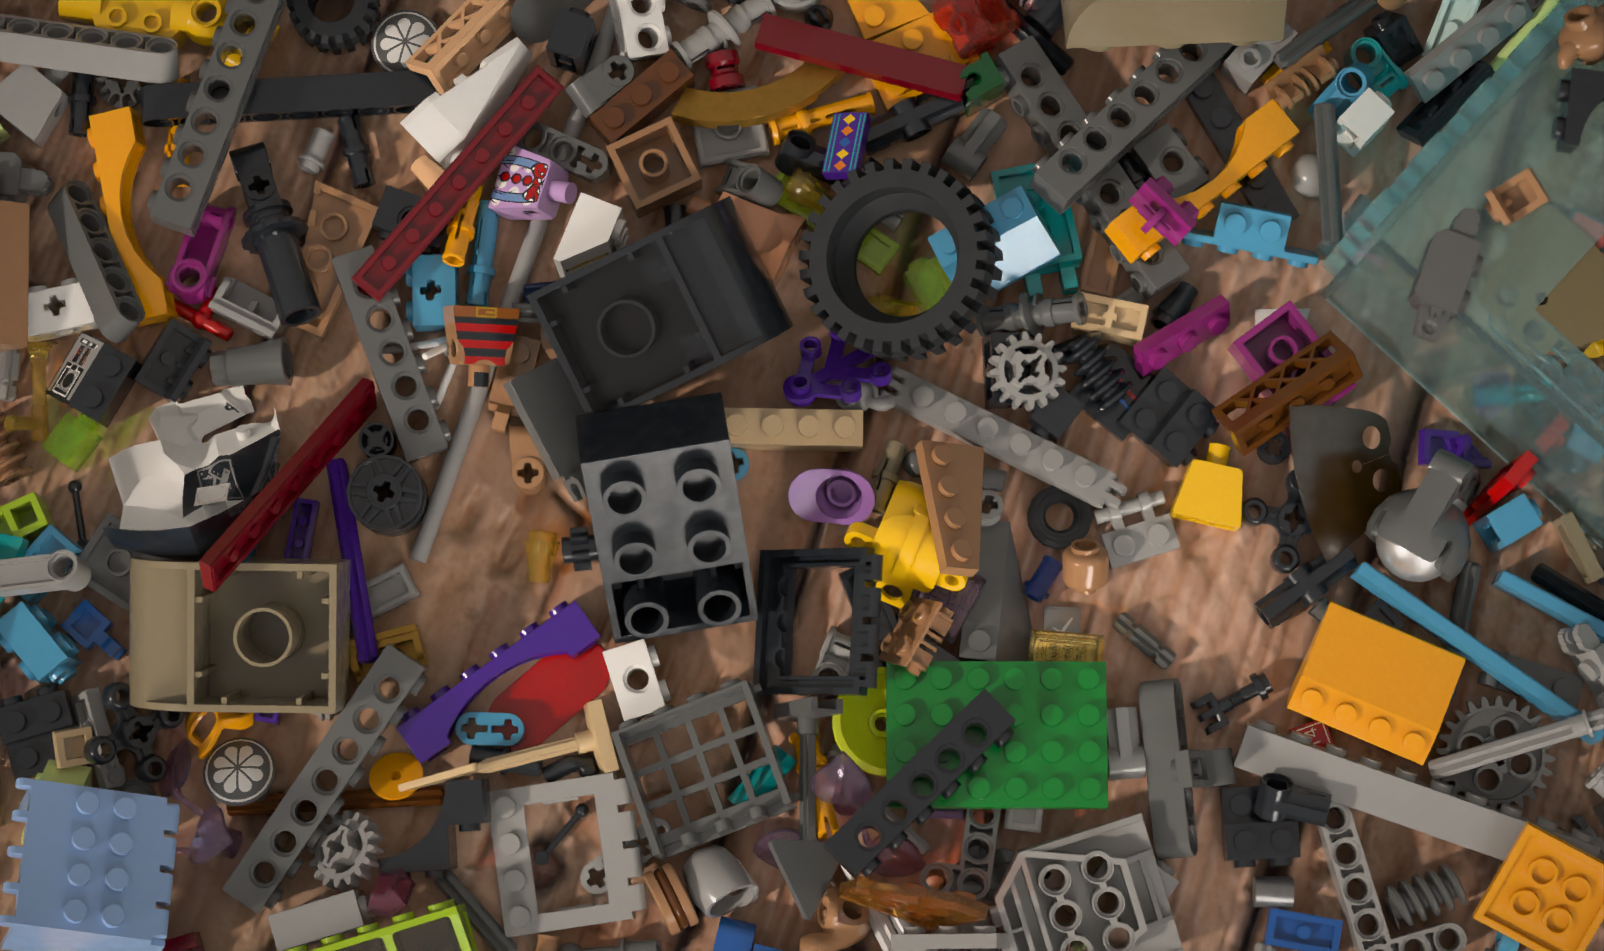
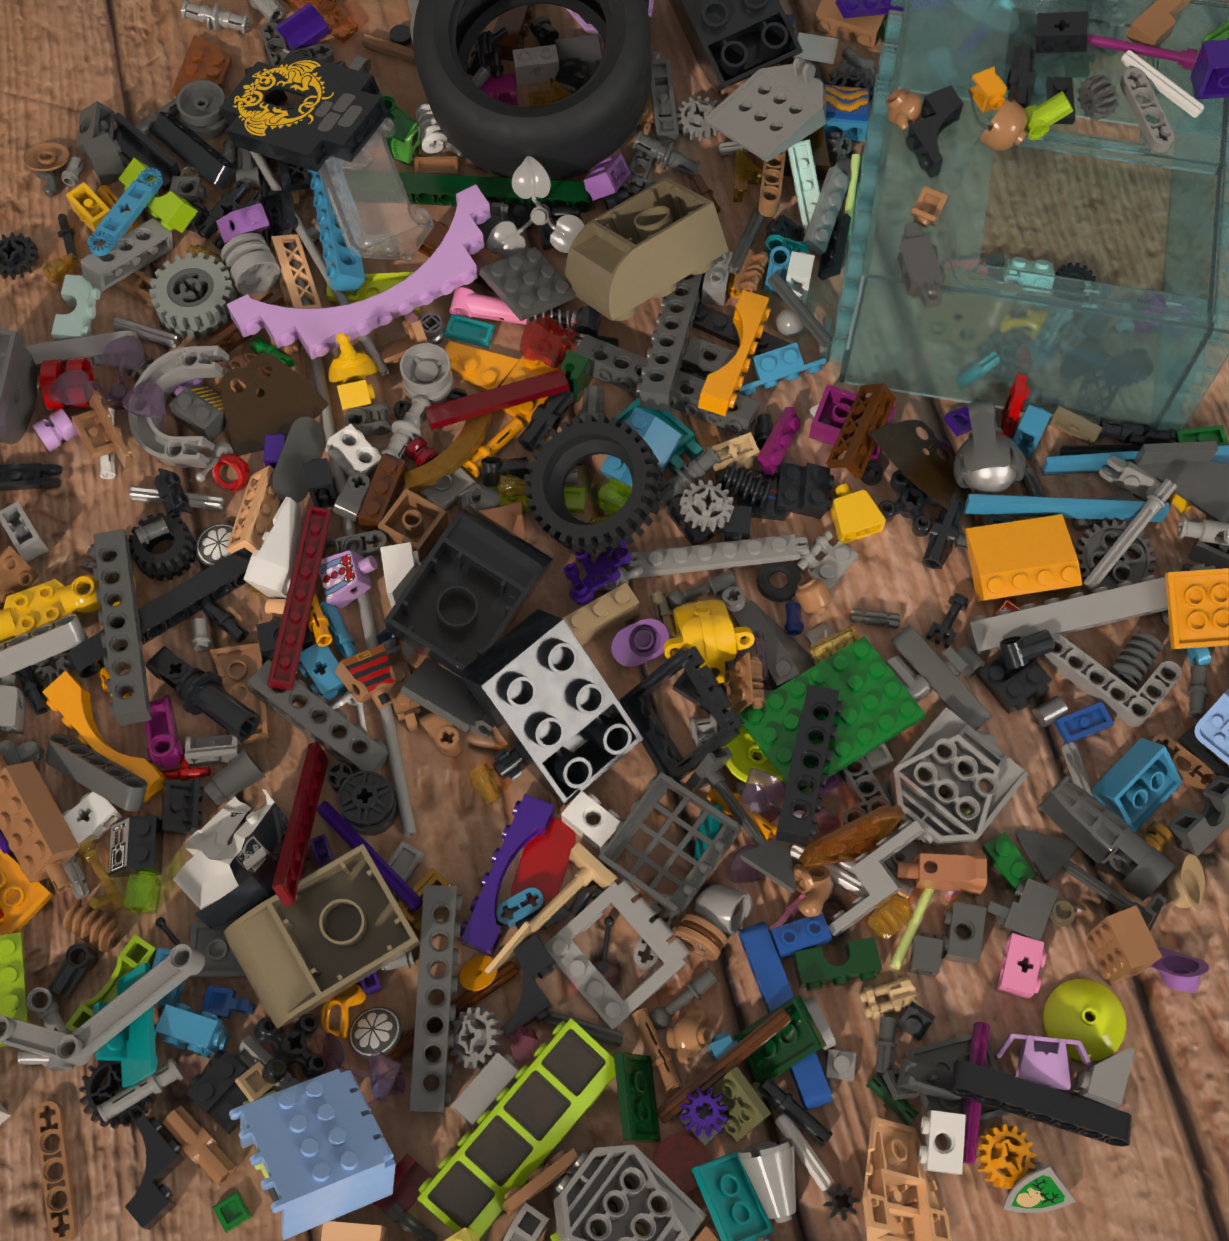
camera: 30 degrees left, 15 degrees down
(798, 931) = (791, 910): none -> bright pink piece
(846, 144) = (519, 447): dark purple tile -> none
(953, 499) = (716, 597): medium nougat wing -> none
(1162, 211) = (726, 369): magenta hips -> none

